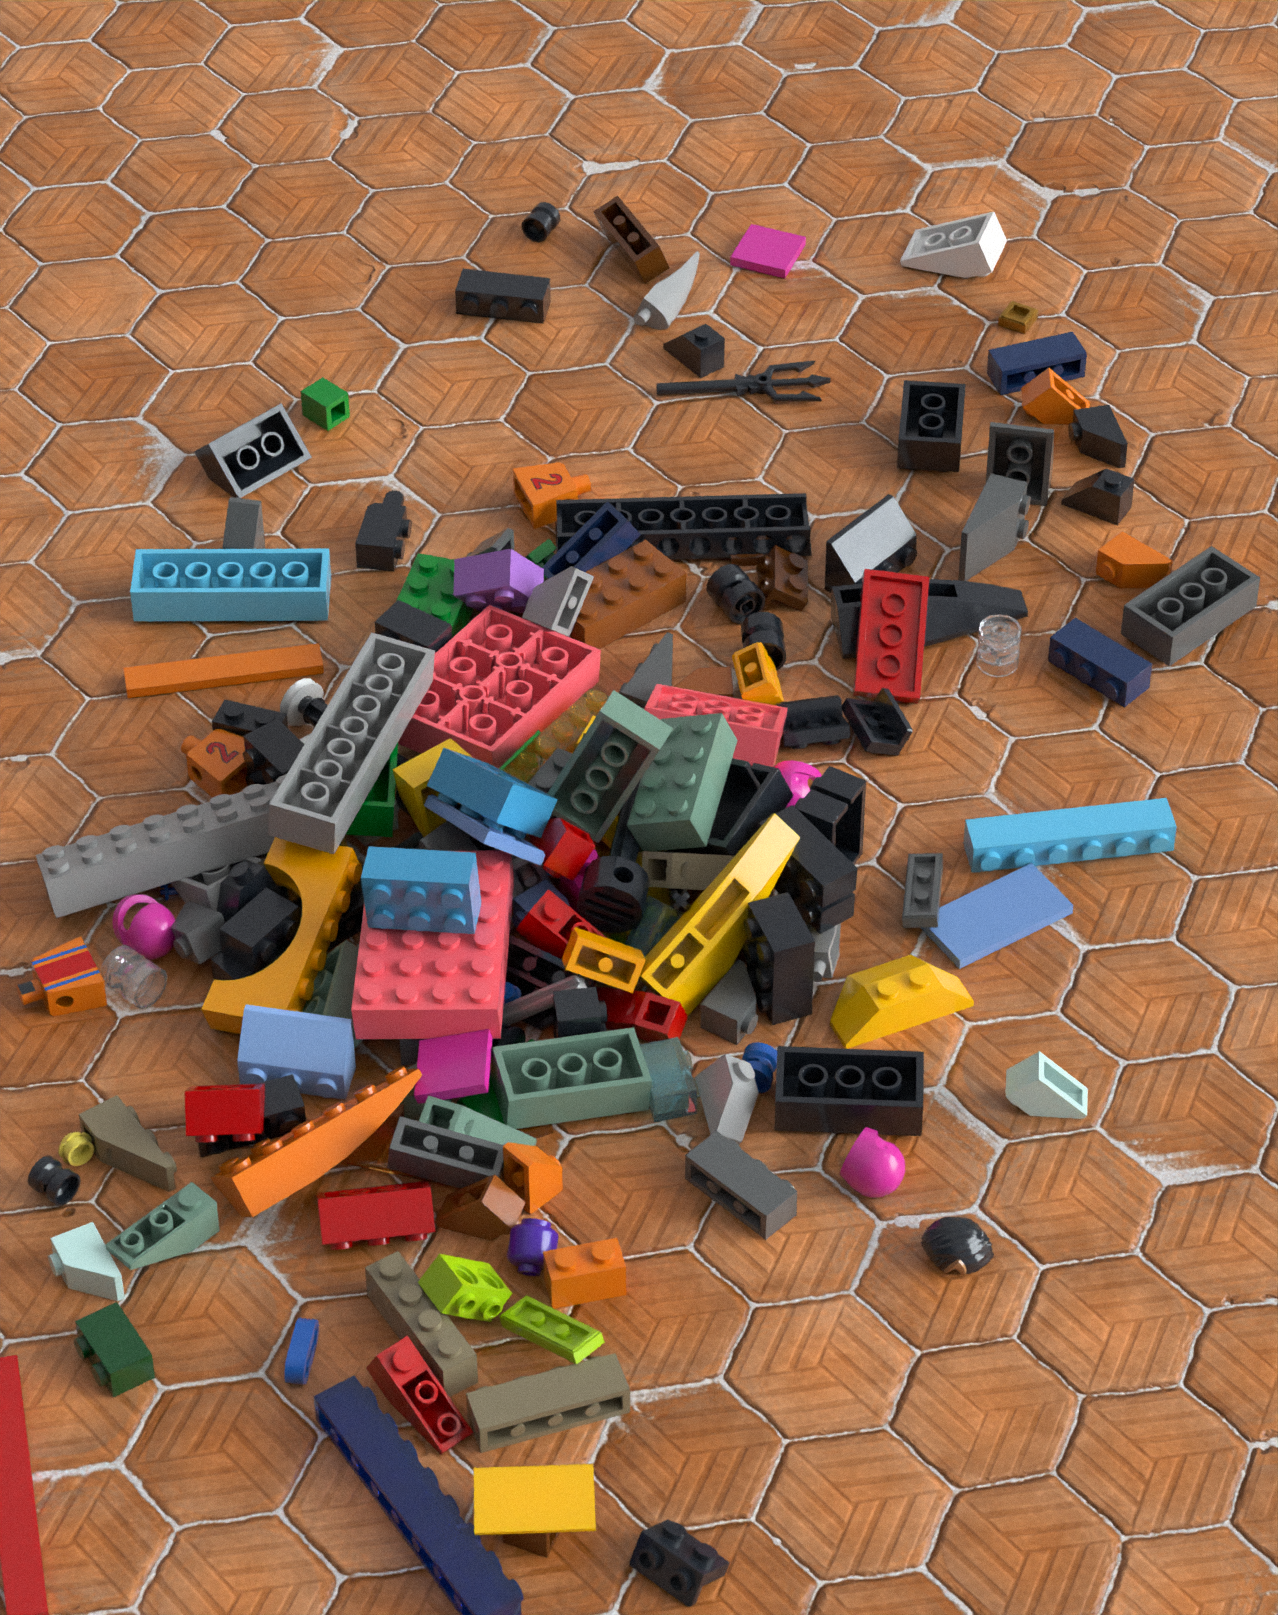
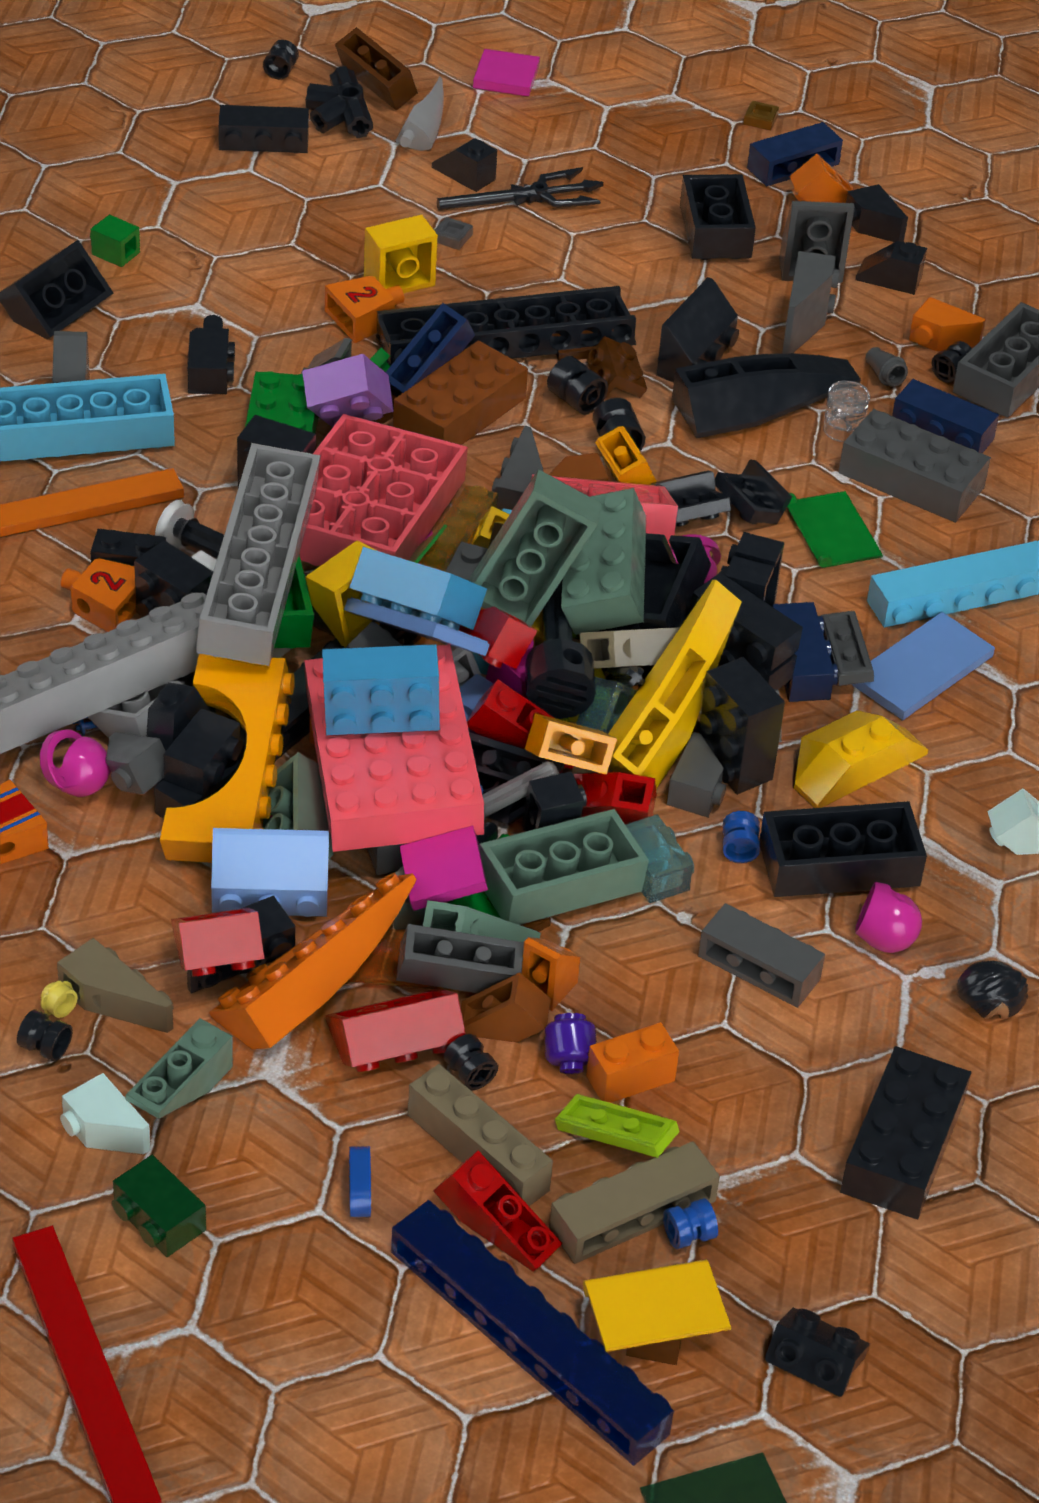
camera: 15 degrees left, 0 degrees up
(133, 976) = (75, 815): clear wheel -> none
(430, 1244) = (474, 1066): none -> black wheel
(464, 1288) = (518, 1093): lime brick -> none
(559, 600) = (414, 402): light grey slope -> none
(585, 274) = (339, 104): none -> black piece
(594, 1429) = (690, 1223): none -> blue wheel
(596, 443) = (402, 253): none -> yellow brick
(662, 421) = (453, 233): none -> flat silver tile
(728, 1096) = (724, 866): light grey slope -> none
(824, 1370) = (905, 1132): none -> black brick
(878, 889) = (813, 669): none -> dark blue brick
(891, 635) = (745, 408): red plate -> none
(951, 766) = (833, 529): none -> green piece
(957, 247) = (686, 56): white slope -> none
(1051, 708) = (914, 465): none -> dark grey brick
(1059, 601) = (888, 367): none -> dark grey cone
(1117, 599) = (946, 362): none -> black wheel

